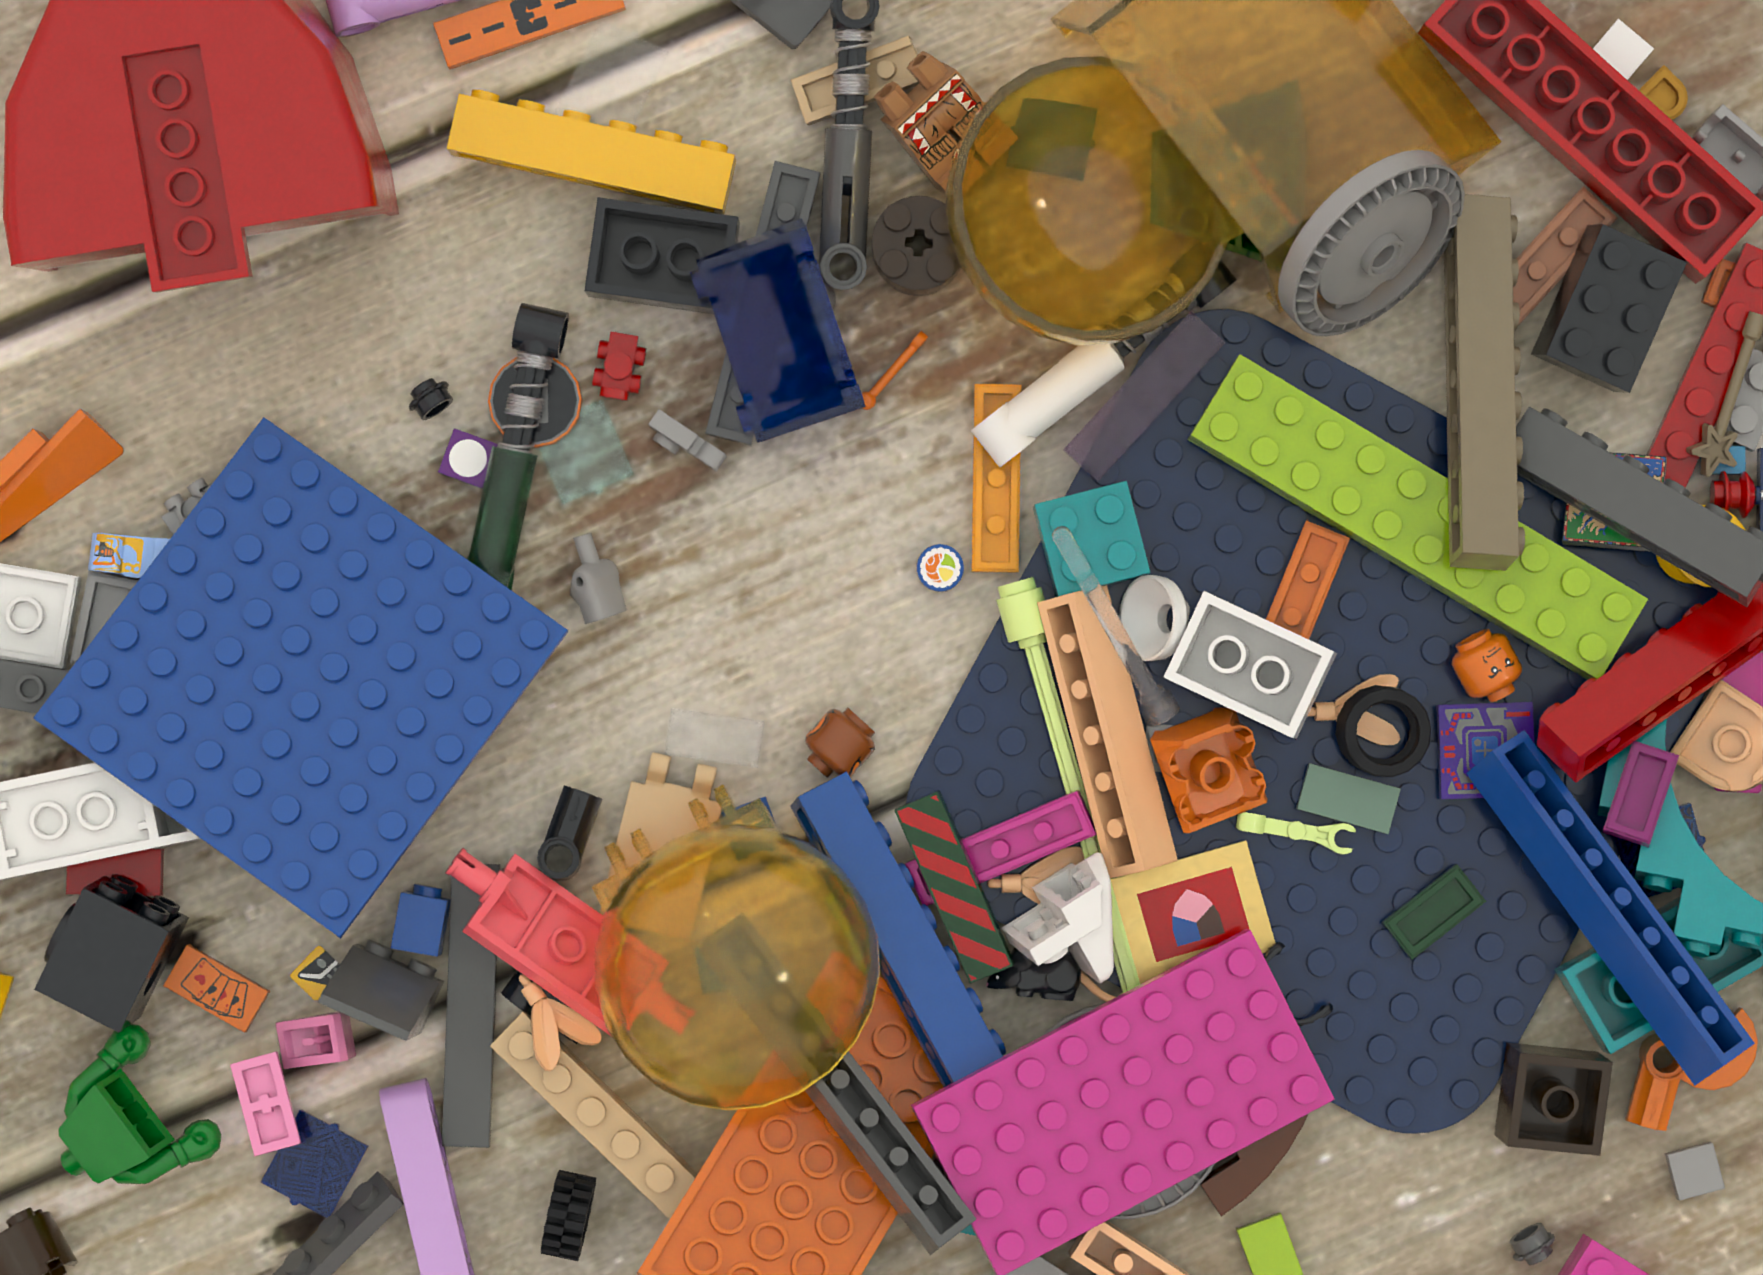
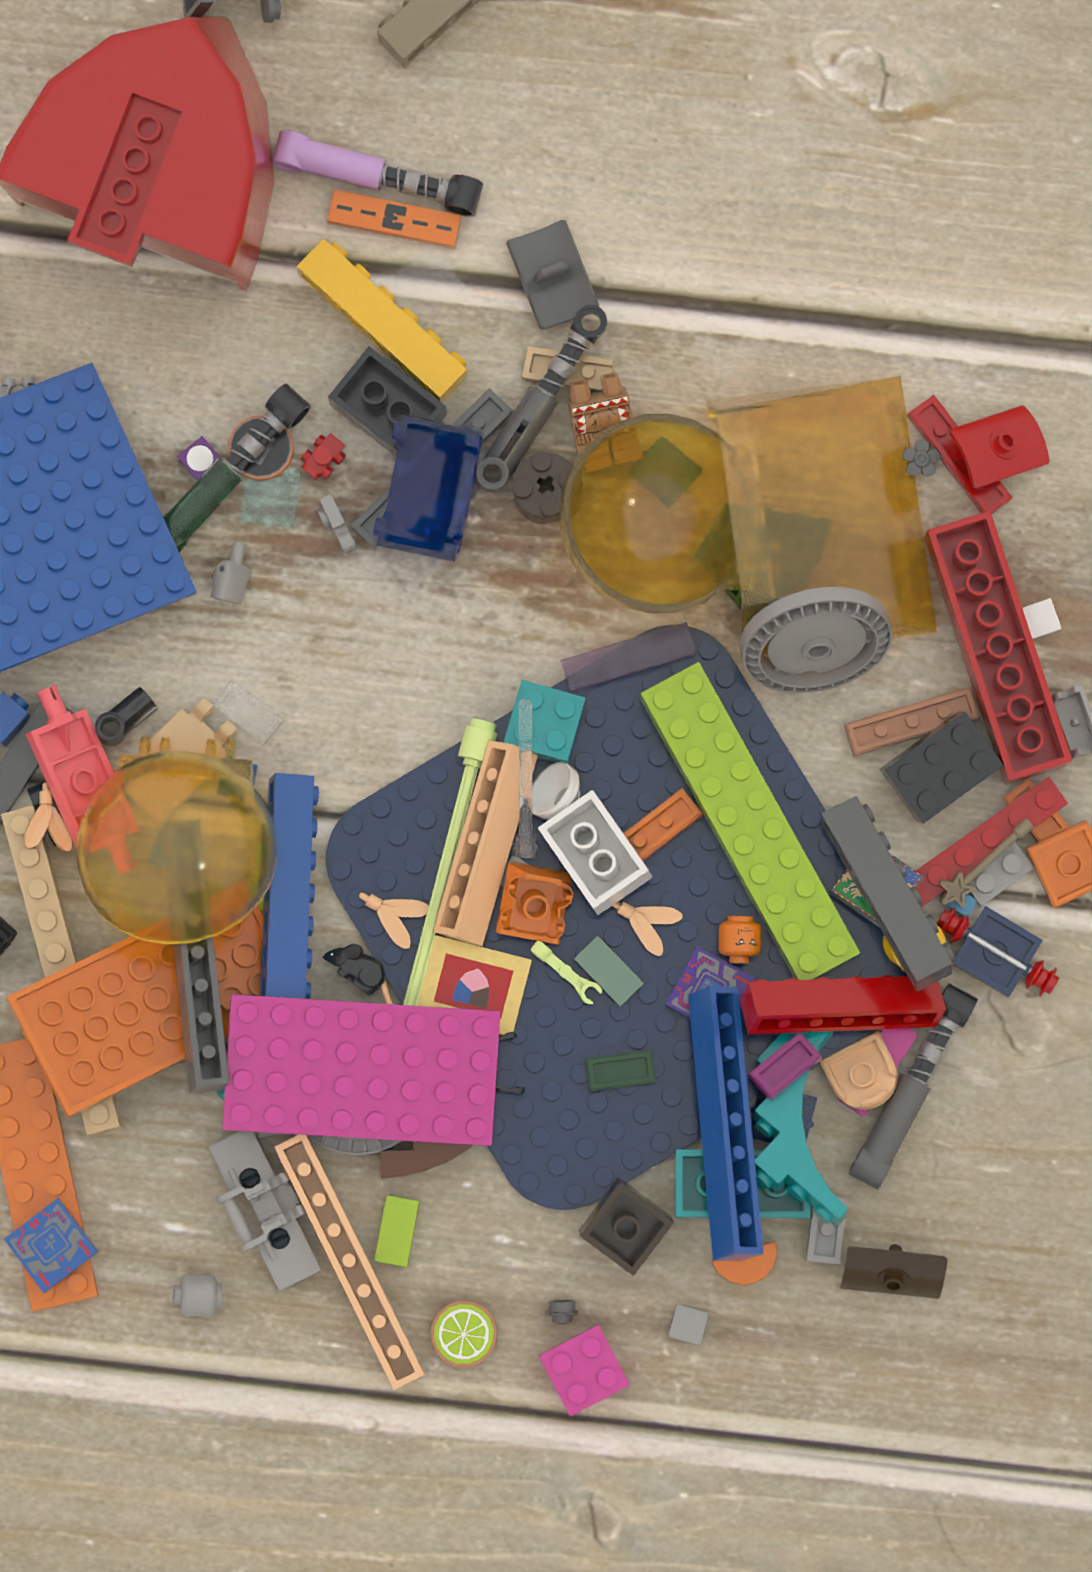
camera: 25 degrees right, 5 degrees down
(430, 398) = (198, 410): black plate -> none
(839, 743) = (321, 758): dark orange head -> none
(870, 397) = (461, 563): orange hinge -> none
(940, 568) = (444, 689): tile -> none
(954, 886) = (337, 882): tile -> none
(994, 492) = (510, 655): light orange tile -> none
(1020, 840) = (380, 877): dark pink tile -> none
(1068, 384) = (601, 620): white piece -> none
(1071, 918) = (399, 939): white piece -> none
(1418, 734) = (674, 955): black tyre -> none
(1482, 387) = (833, 766): dark tan brick -> none
(1653, 1089) = (689, 1260): orange piece -> none
(1666, 92) = (1053, 660): pearl gold tile -> none

